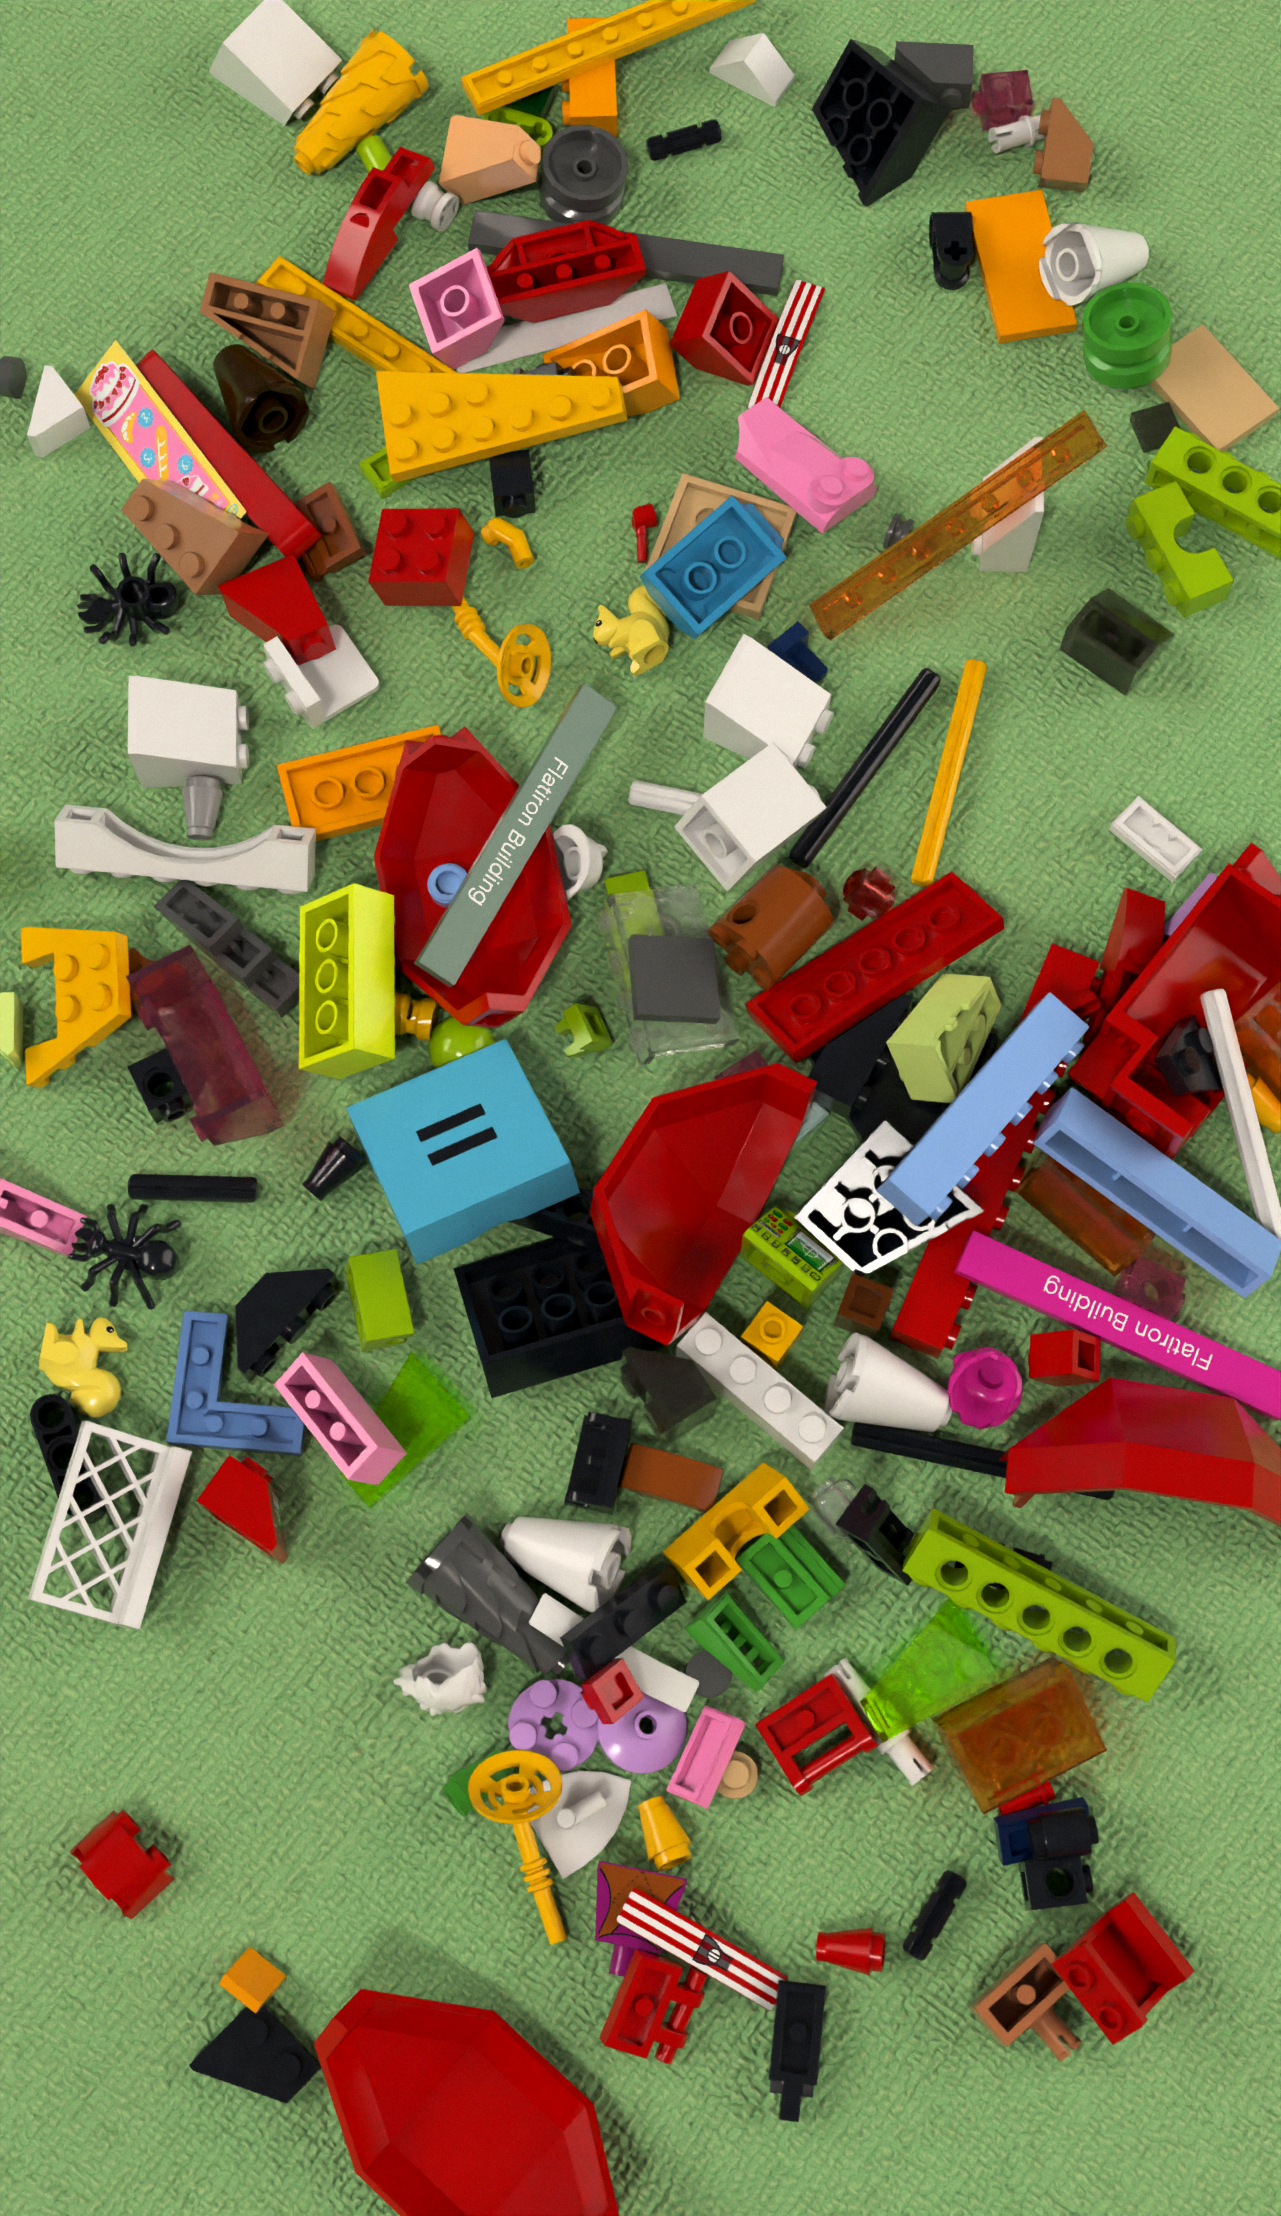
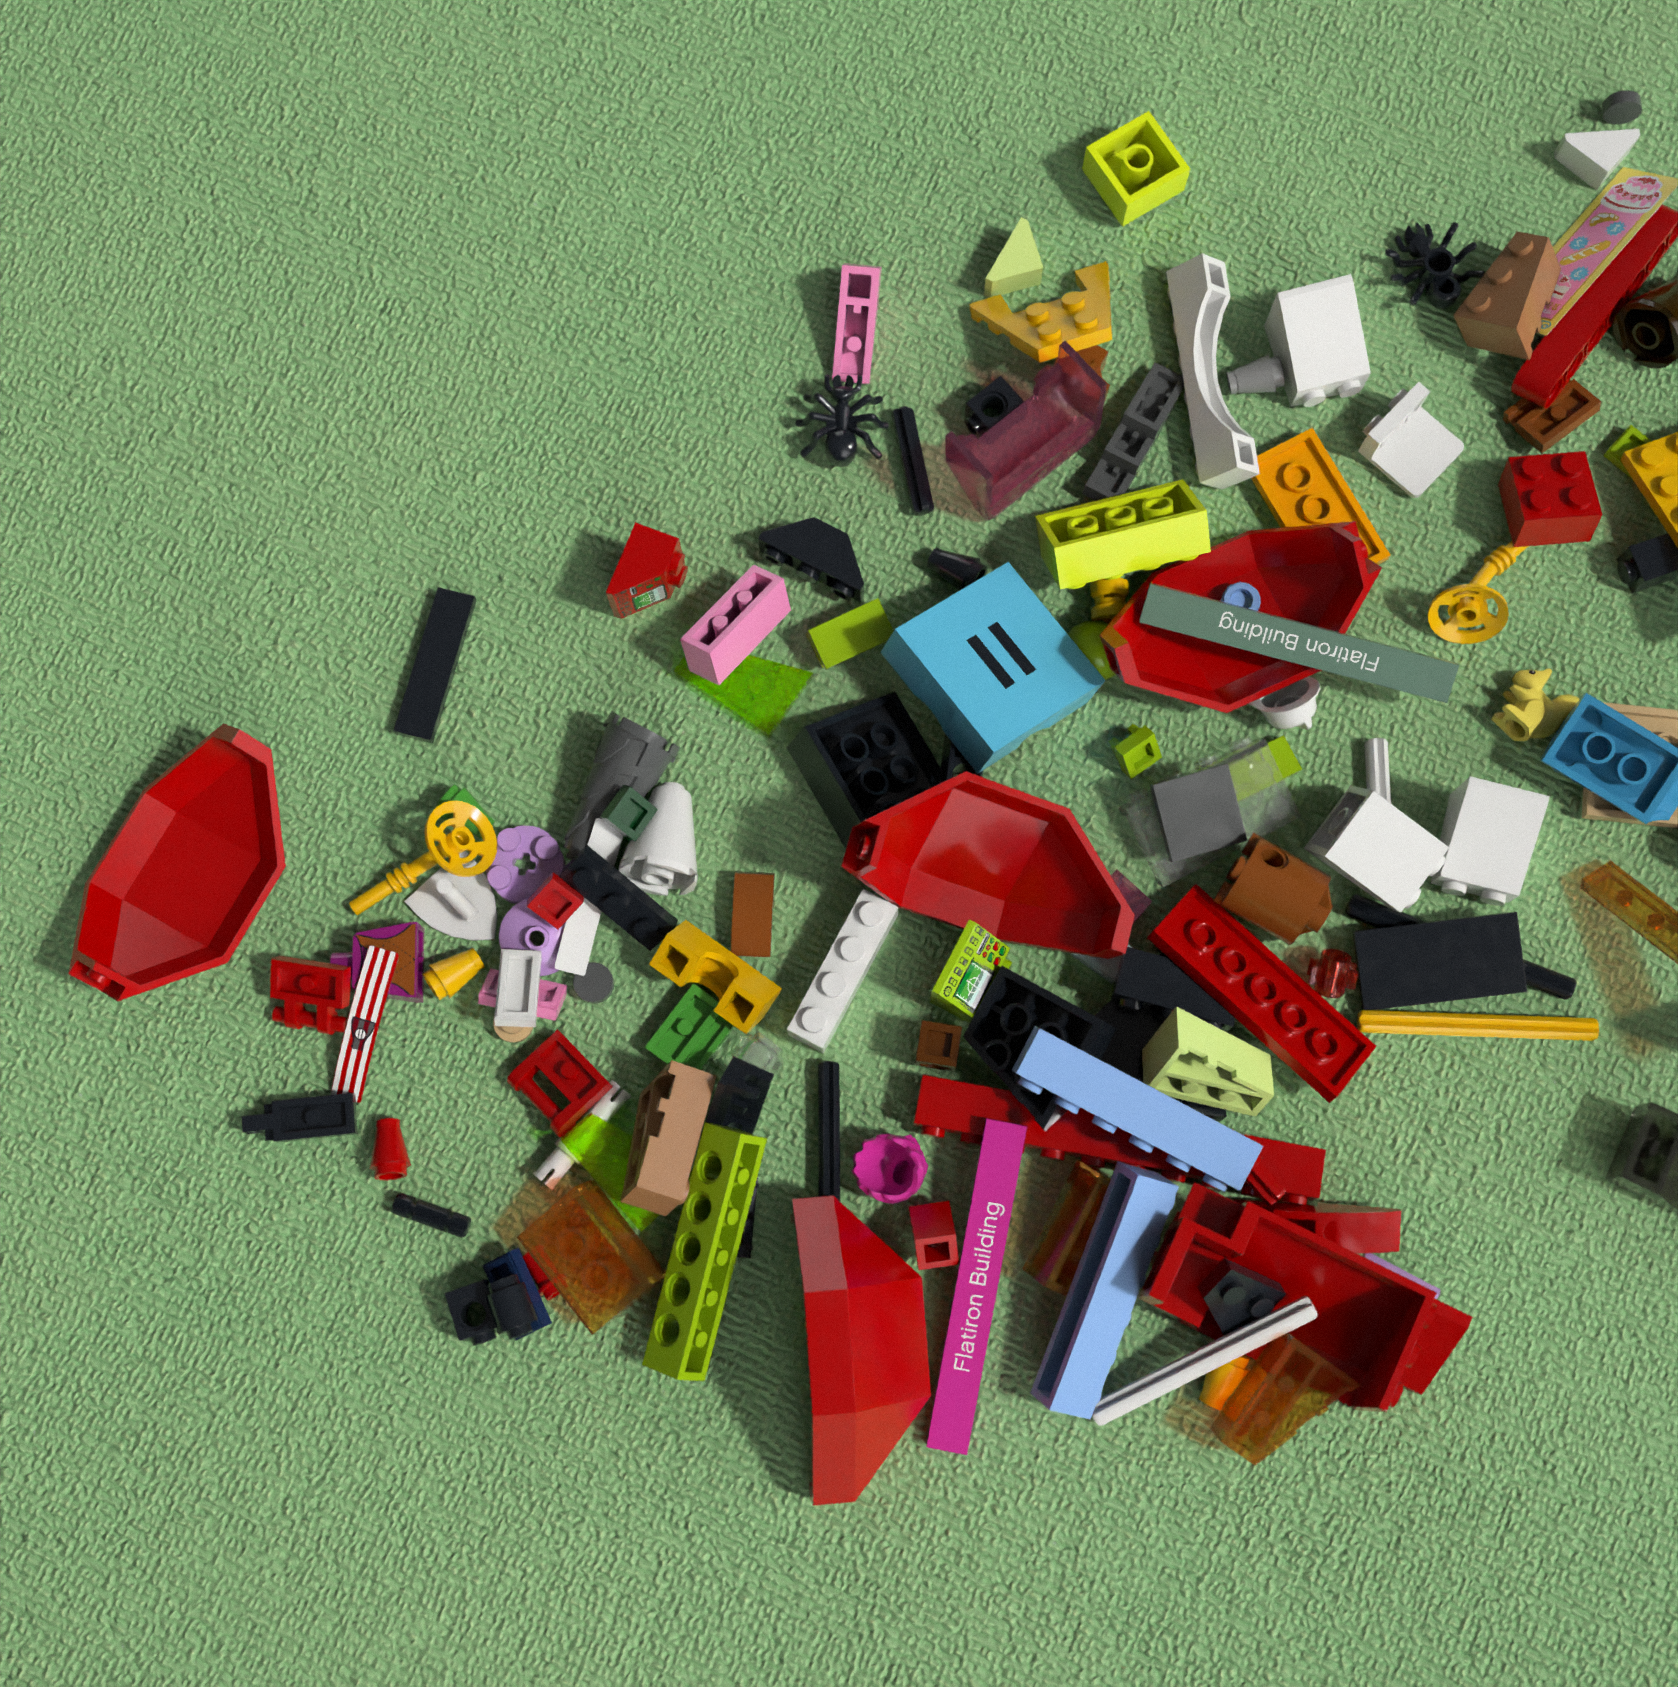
camera: 80 degrees right, 5 degrees up
(58, 1440) = (667, 407): black beam -> none
(72, 1364) = (739, 405): light yellow animal -> none
(121, 1864) = (346, 550): red cylinder -> none
(147, 1537) = (608, 500): white fence -> none
(196, 1409) = (724, 511): medium blue plate -> none
(252, 1980) = (277, 674): light orange tile -> none
(258, 2056) = (223, 692): black wing -> none
(280, 604) = (1463, 393): red slope -> none
(288, 1785) = (435, 665): none -> black tile
(445, 1679) = (541, 765): white hair -> none
(510, 535) = (1598, 578): yellow arm -> none
(534, 1581) = (629, 813): none -> dark green plate
(599, 1462) = (751, 852): black hinge -> none
(643, 519) = (1653, 690): red hand -> none
(670, 1388) = (819, 894): clear smoke slope -> none
(702, 1755) = (518, 988): none -> white tile
(717, 1643) = (612, 992): bright green slope -> none
(772, 1335) = (894, 971): yellow brick -> none
(793, 649) = (1551, 858): dark blue panel -> none
(878, 788) = (1439, 961): none -> black tile
(883, 1390) = (867, 1080): white cone -> none
(909, 1618) = (666, 1138): none -> medium nougat wedge
(1026, 2000) = (373, 1304): nougat brick -> none
(1122, 1967) = (409, 1379): red panel -> none
(1155, 839) = (1462, 1233): white plate -> none
(1167, 1283) = (1021, 1285): clear pink brick -> none

